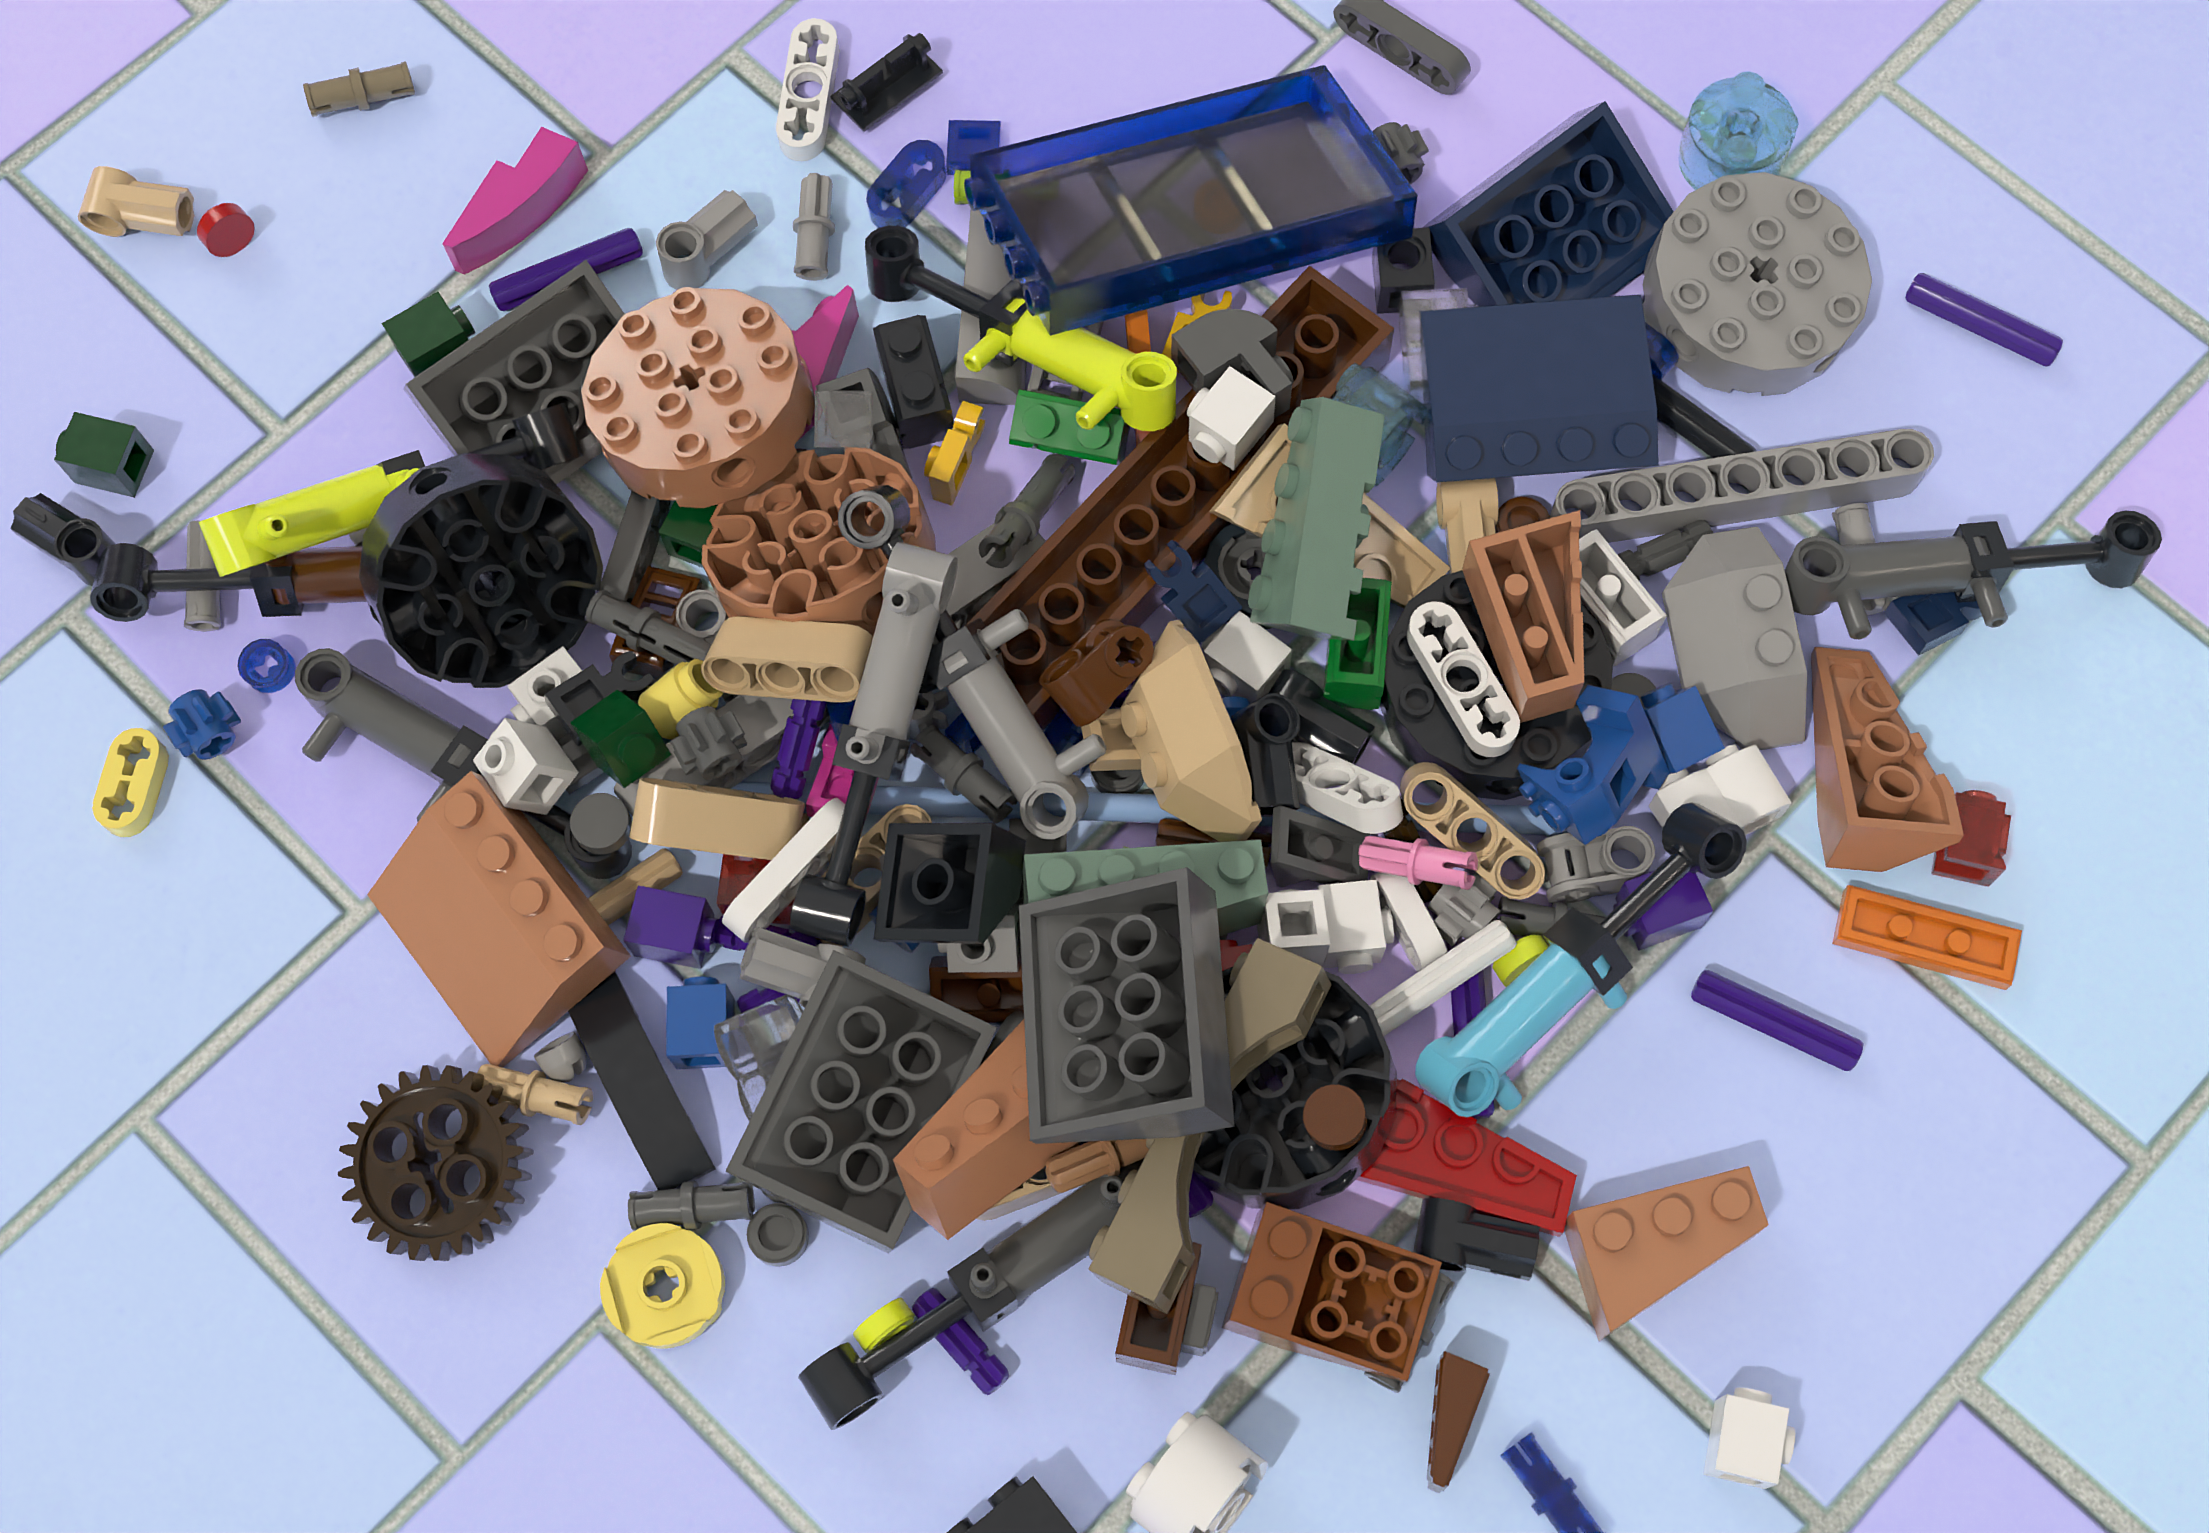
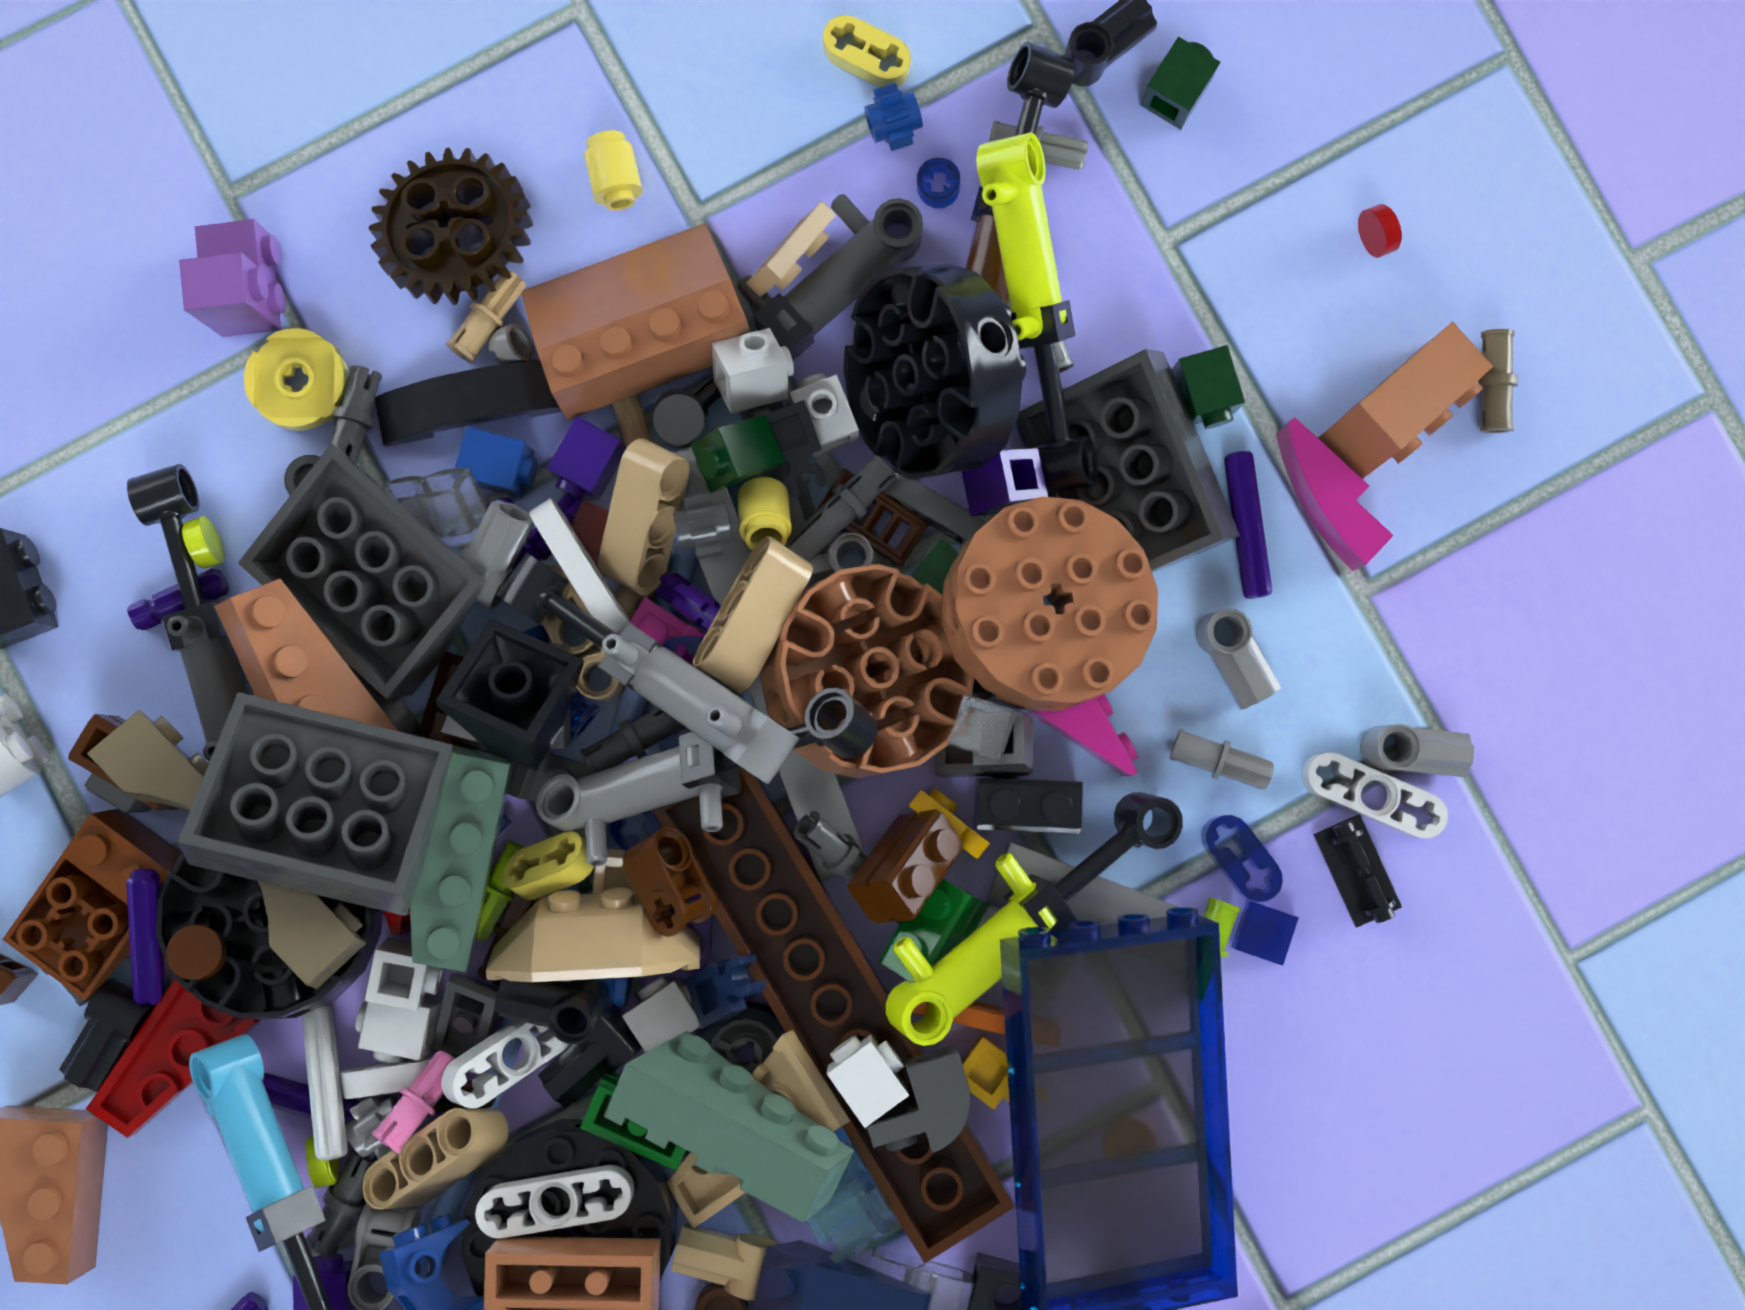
camera: 105 degrees right, 15 degrees up
(120, 202) = (1435, 146): tan piece -> none
(328, 1005) = (612, 170): none -> light yellow brick
(377, 777) = (805, 239): none -> tan plate
(400, 151) = (1409, 402): none -> nougat wedge
(556, 1387) = (234, 279): none -> medium lavender brick
(585, 481) = (1004, 481): none -> dark purple brick
(751, 62) = (1419, 750): none -> light grey piece
(1009, 455) = (905, 867): none -> reddish brown brick
(1124, 806) = (547, 866): none -> light yellow beam
(1344, 1208) = (145, 952): none -> dark purple axle

